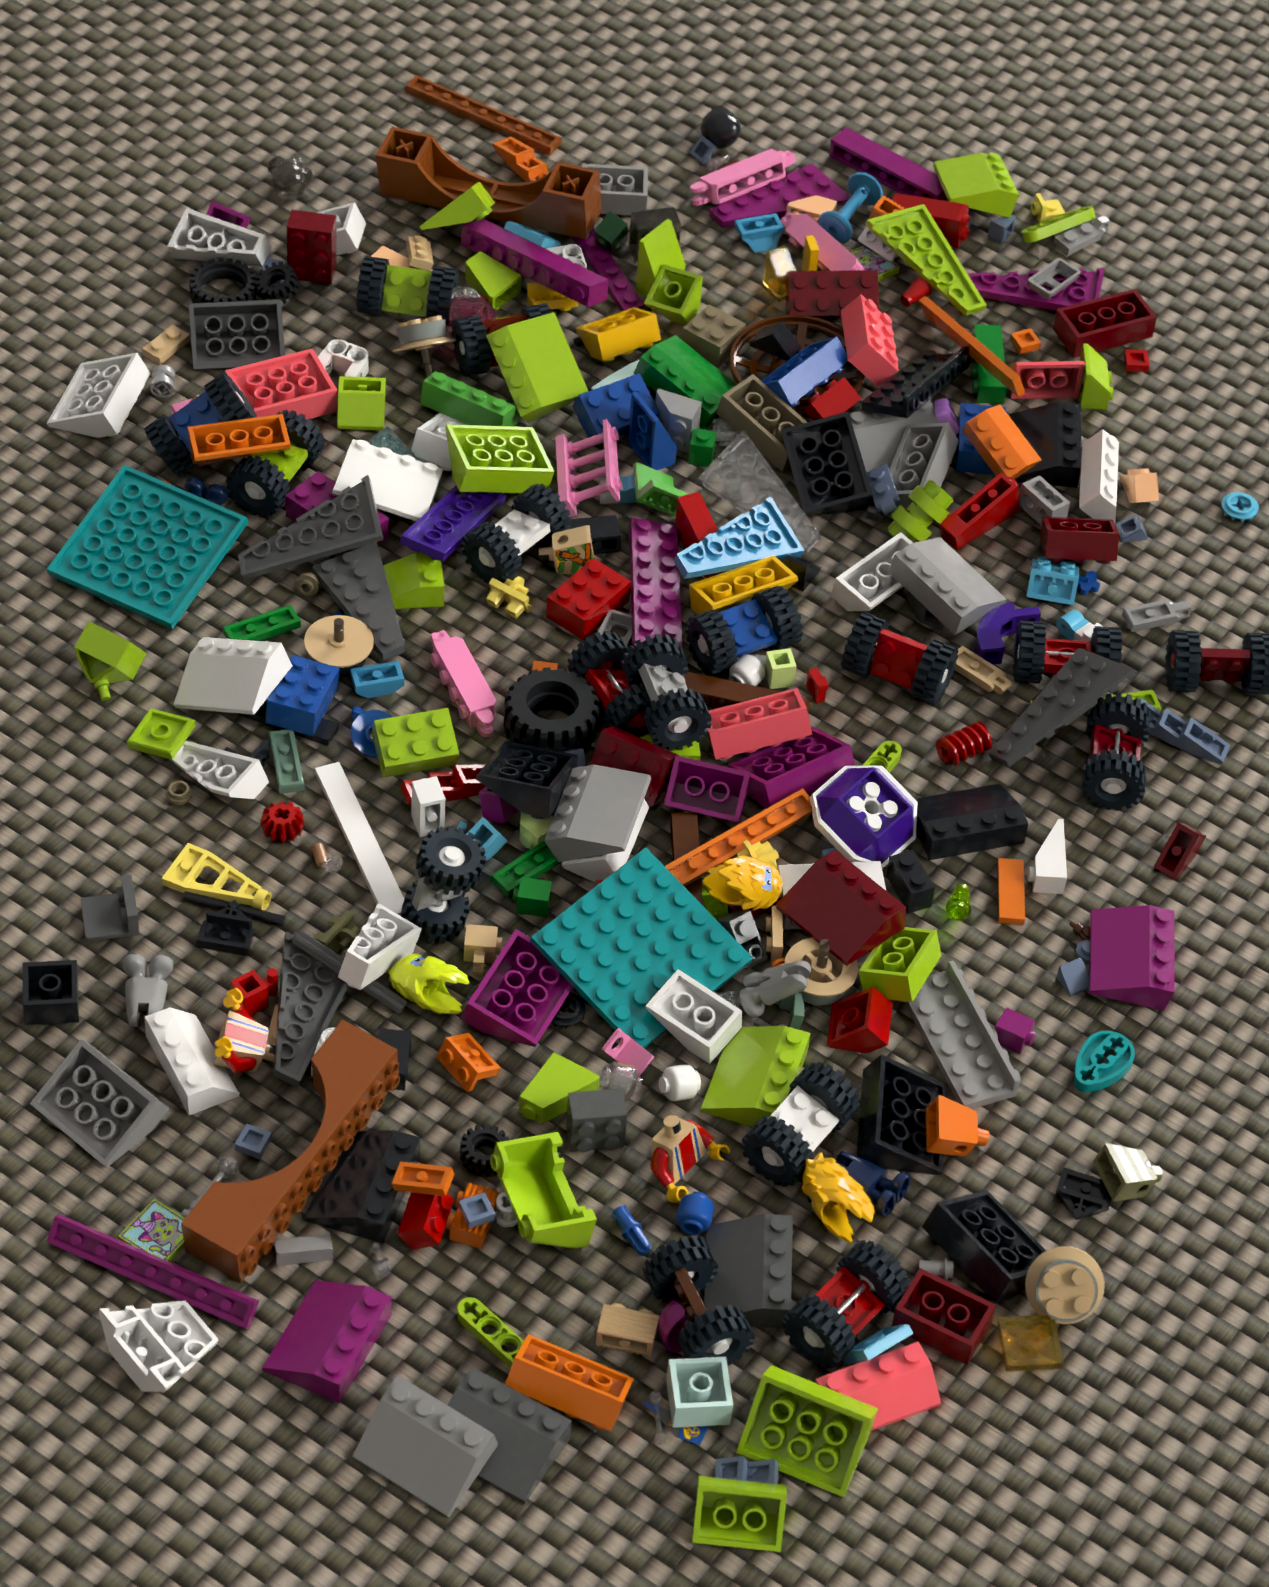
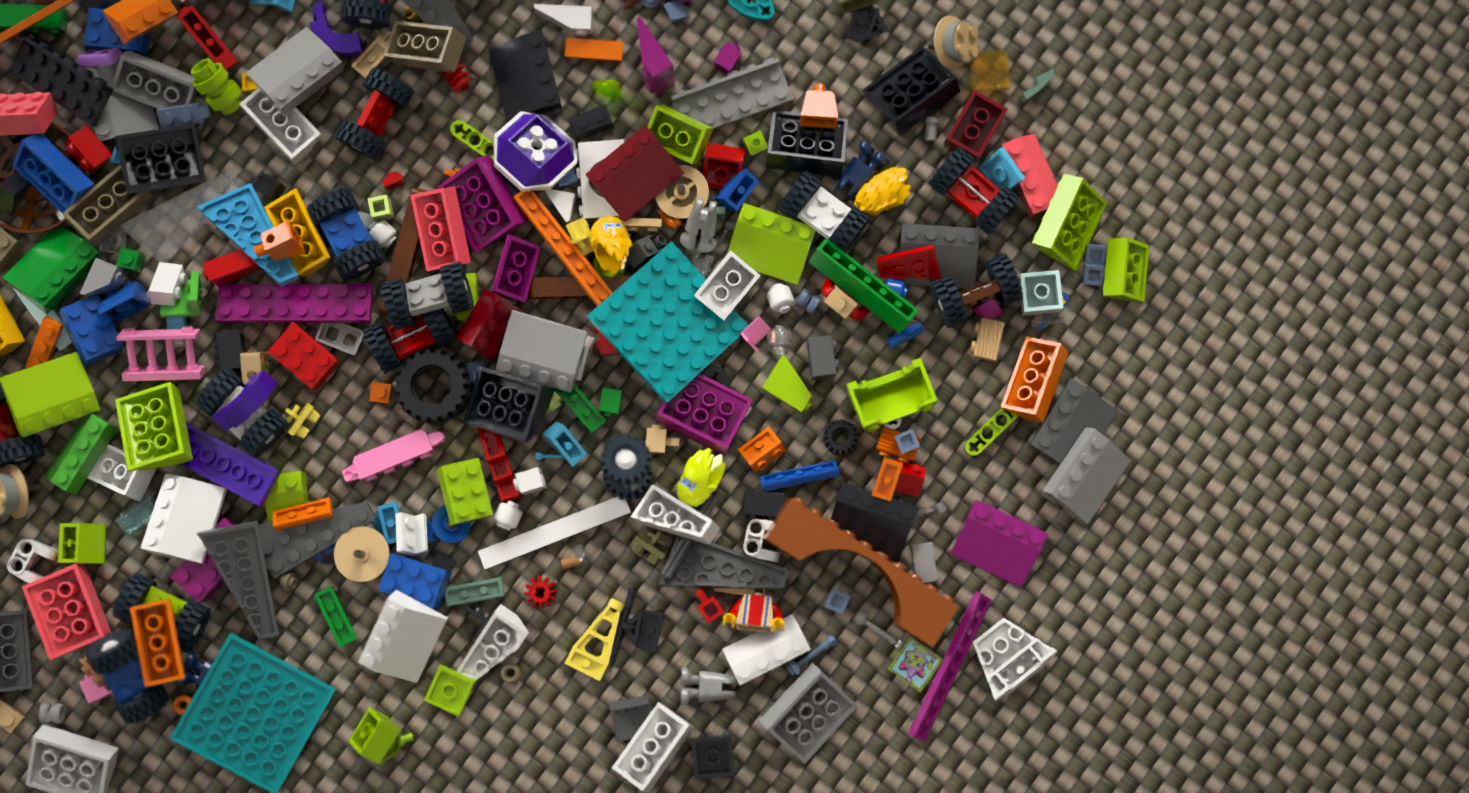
camera: 85 degrees left, 35 degrees up
(67, 929) = (653, 747): none -> white slope
(163, 1089) = (794, 667): none -> sand blue piece
(362, 690) = (411, 534): none -> white bracket
(383, 788) = (508, 515): none -> white head
(390, 587) = (302, 514): none -> orange tile
(431, 1100) = (799, 475): none -> blue tile
(532, 527) = (247, 402): none -> dark purple arch
(603, 372) = (45, 342): none -> orange plate
(674, 471) = (167, 284): none -> white brick
(679, 1107) = (804, 299): none -> sand blue wheel
(698, 1162) = (863, 285): none -> green brick
(727, 554) = (280, 242): none -> orange torso
(735, 1226) = (913, 263): none -> red wing
(797, 849) = (563, 202): none -> white slope
(827, 1030) = (736, 190): none -> blue slope
(898, 1050) = (755, 142): none -> lime bracket
(991, 703) = (425, 46): none -> dark tan brick
(998, 923) = (656, 65): none -> magenta slope
(1016, 1407) = (1040, 83): none -> sand green slope

